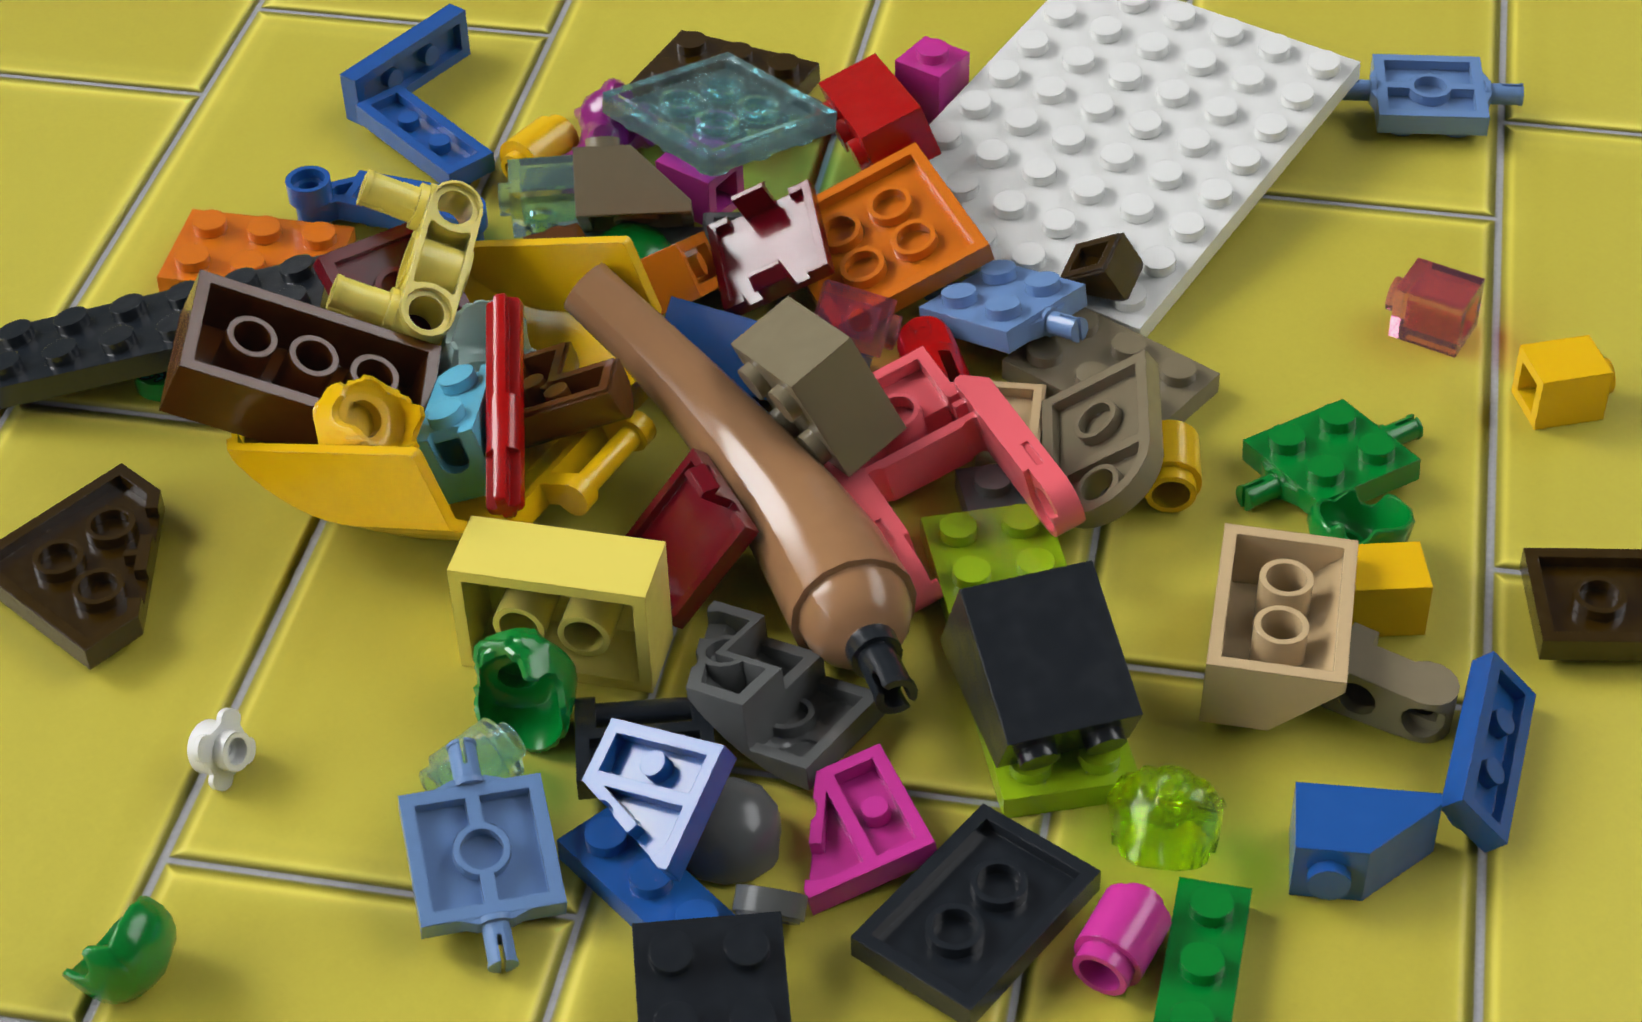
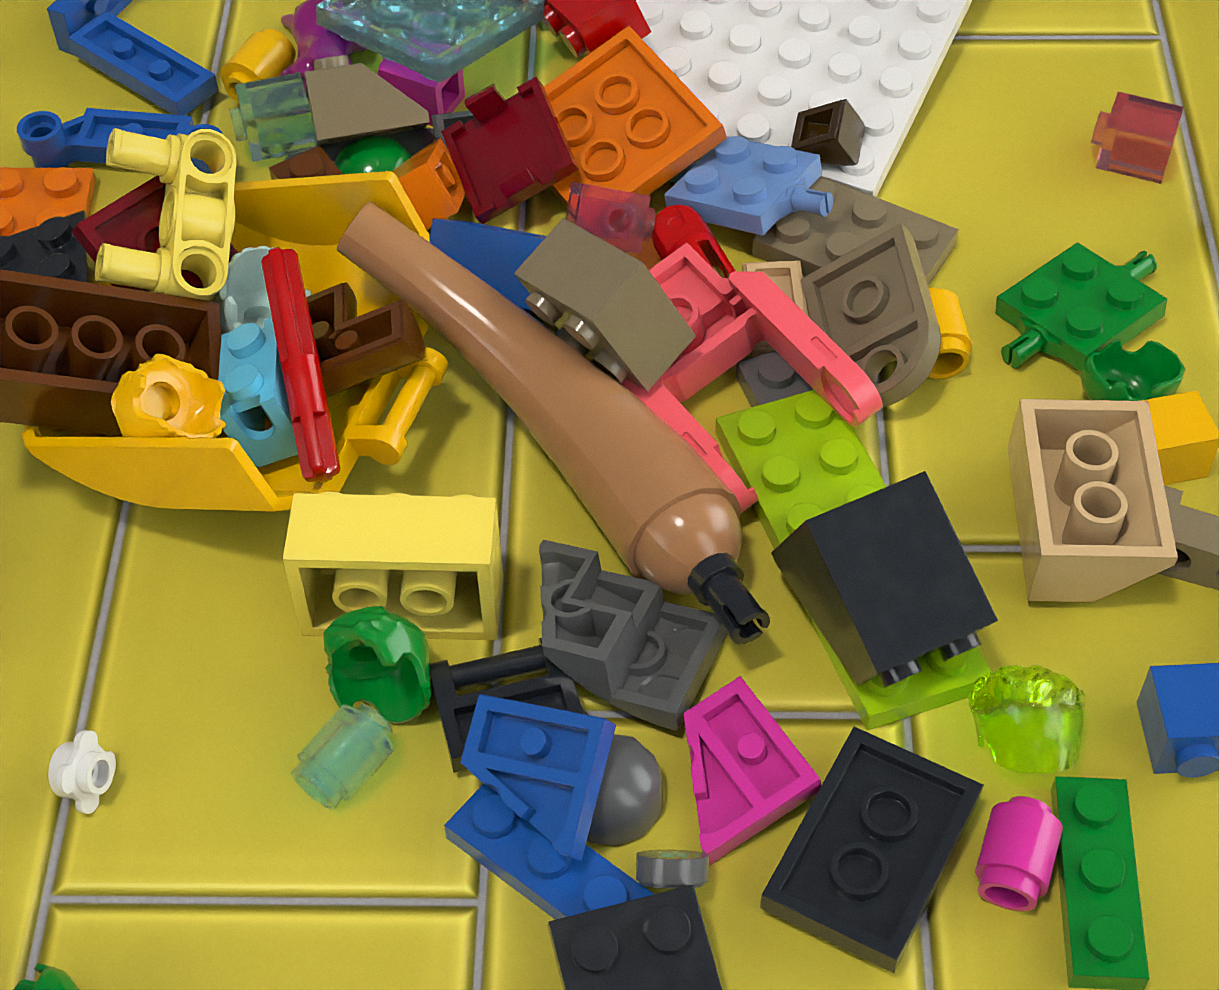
camera: 10 degrees left, 10 degrees up
(481, 855) = (375, 858): medium blue plate -> none
(701, 529) = (510, 459): dark red piece -> none

